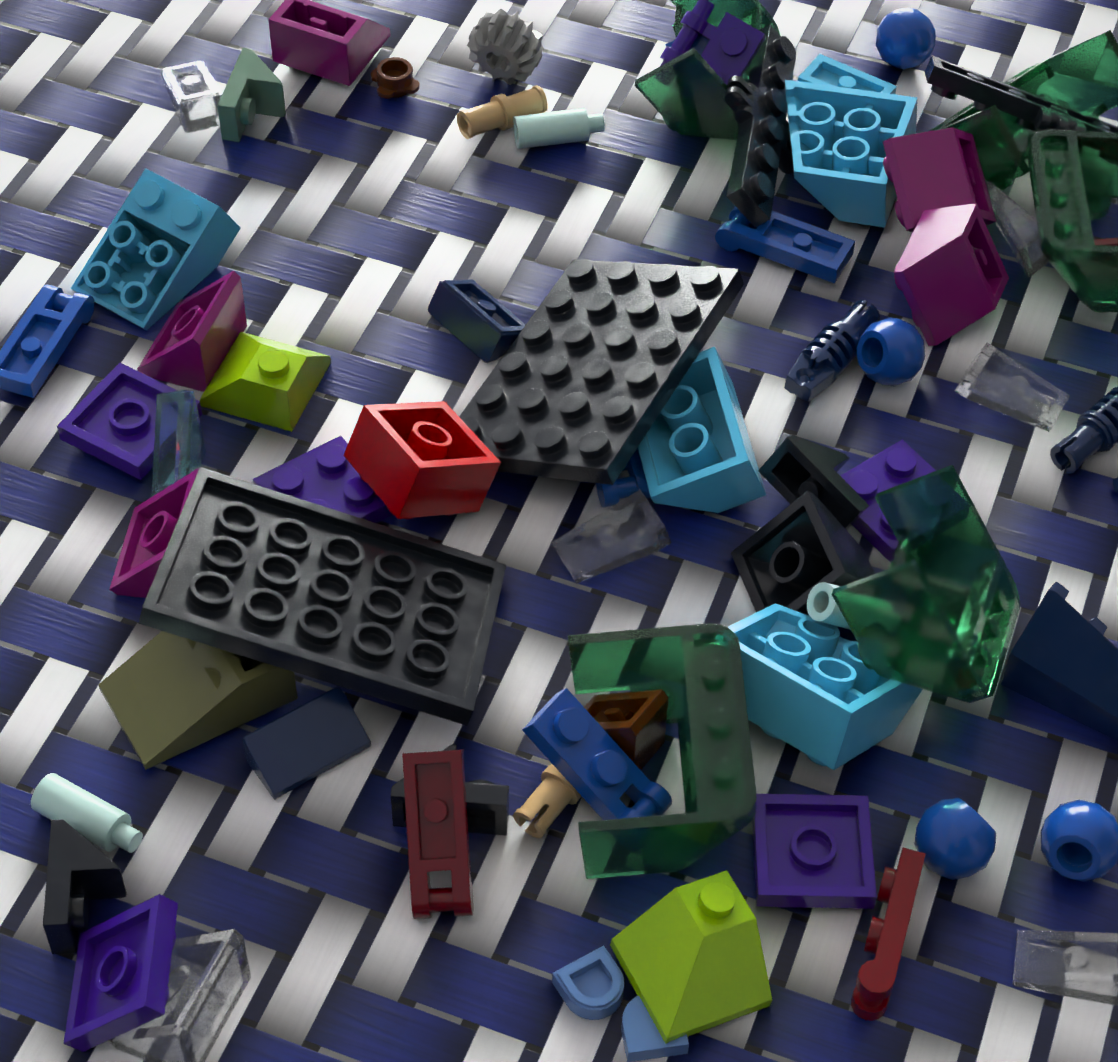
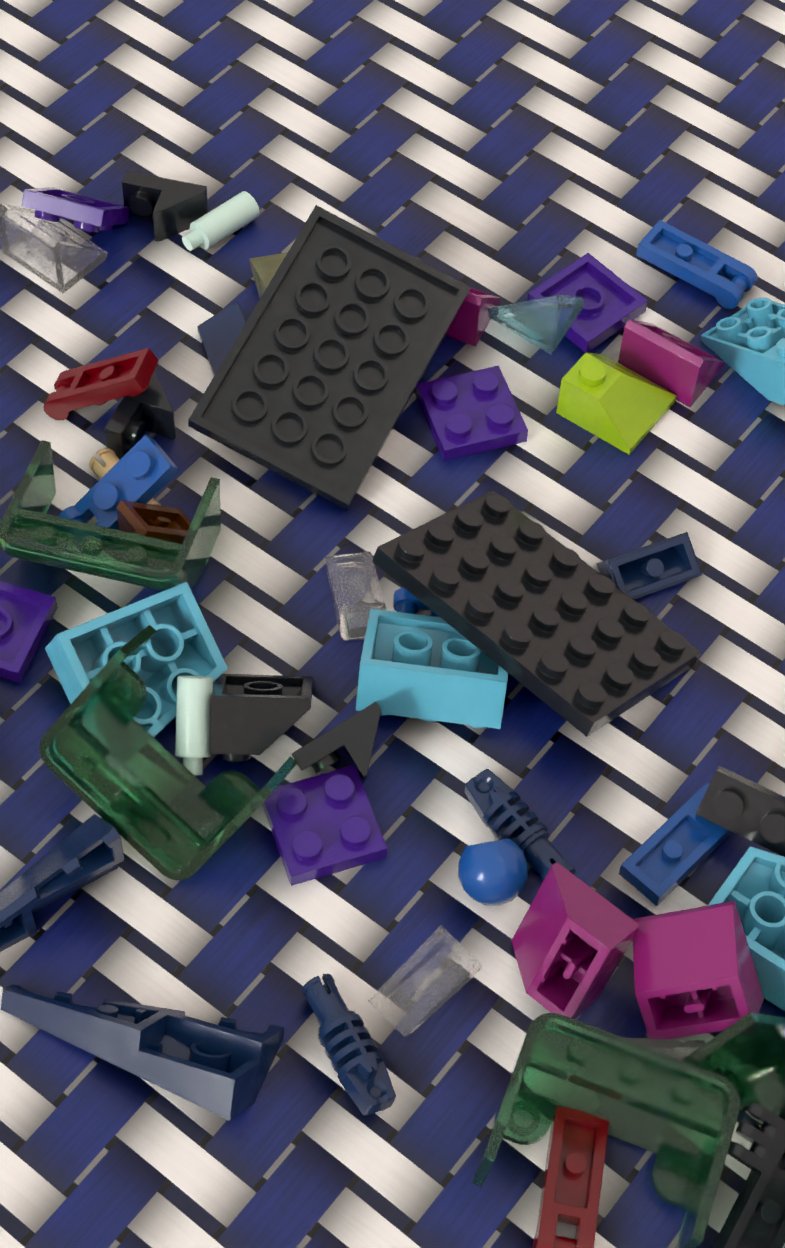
camera: 105 degrees right, 5 degrees up
(421, 459) = (461, 453): red brick -> none

